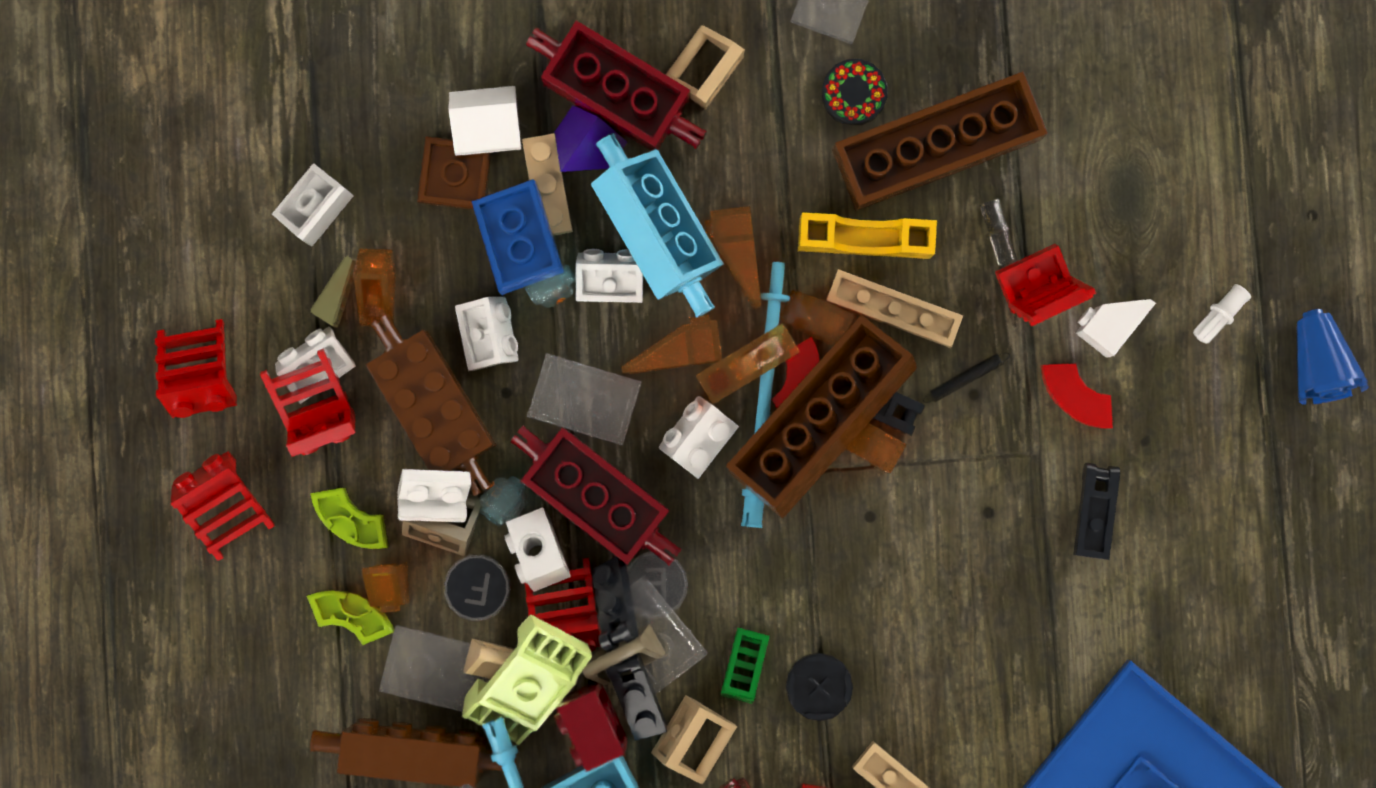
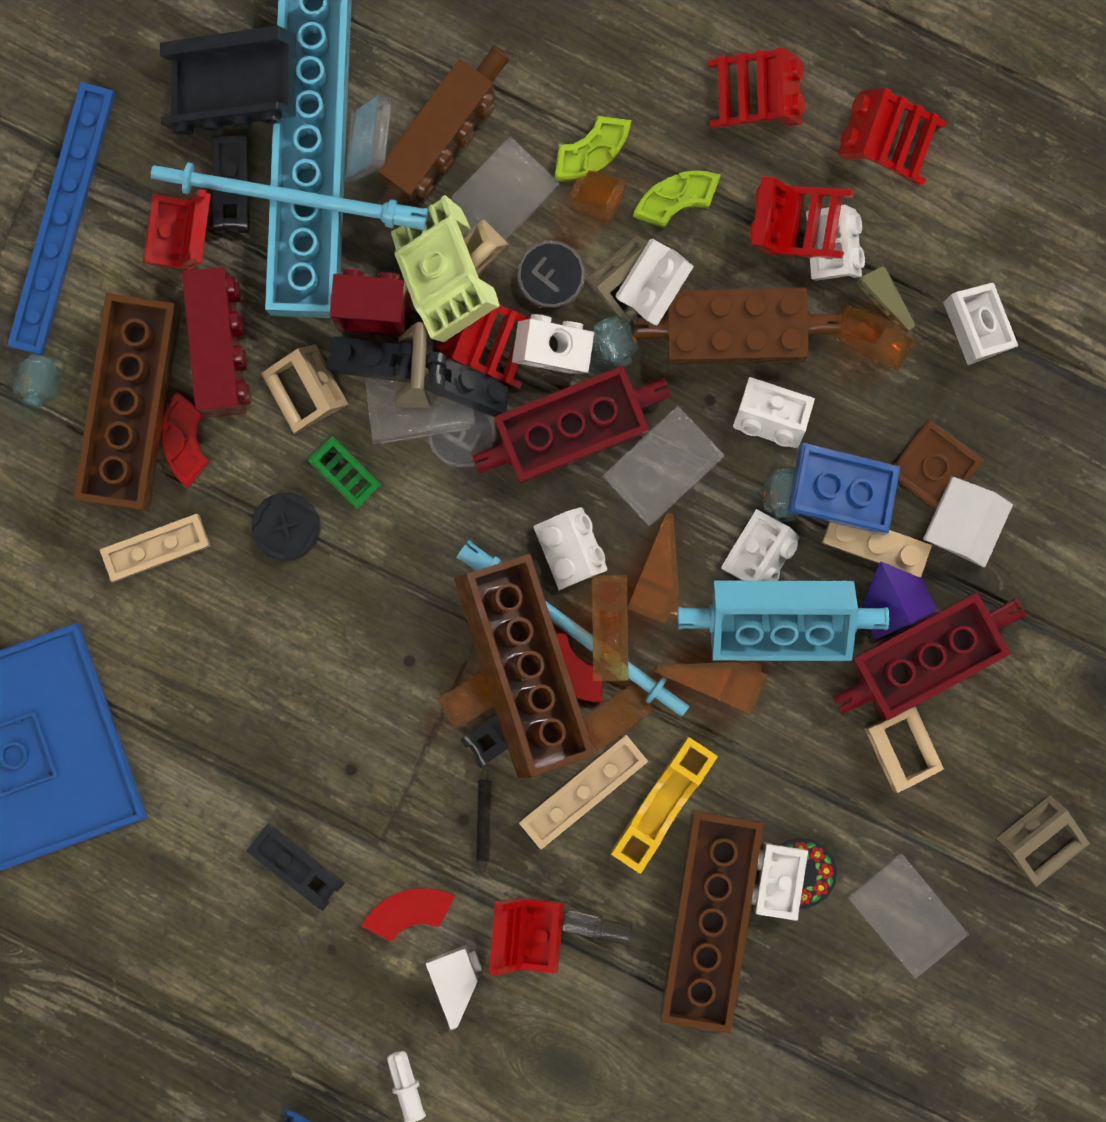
camera: 120 degrees right, 0 degrees up
(873, 104) = (779, 881): none -> white bracket

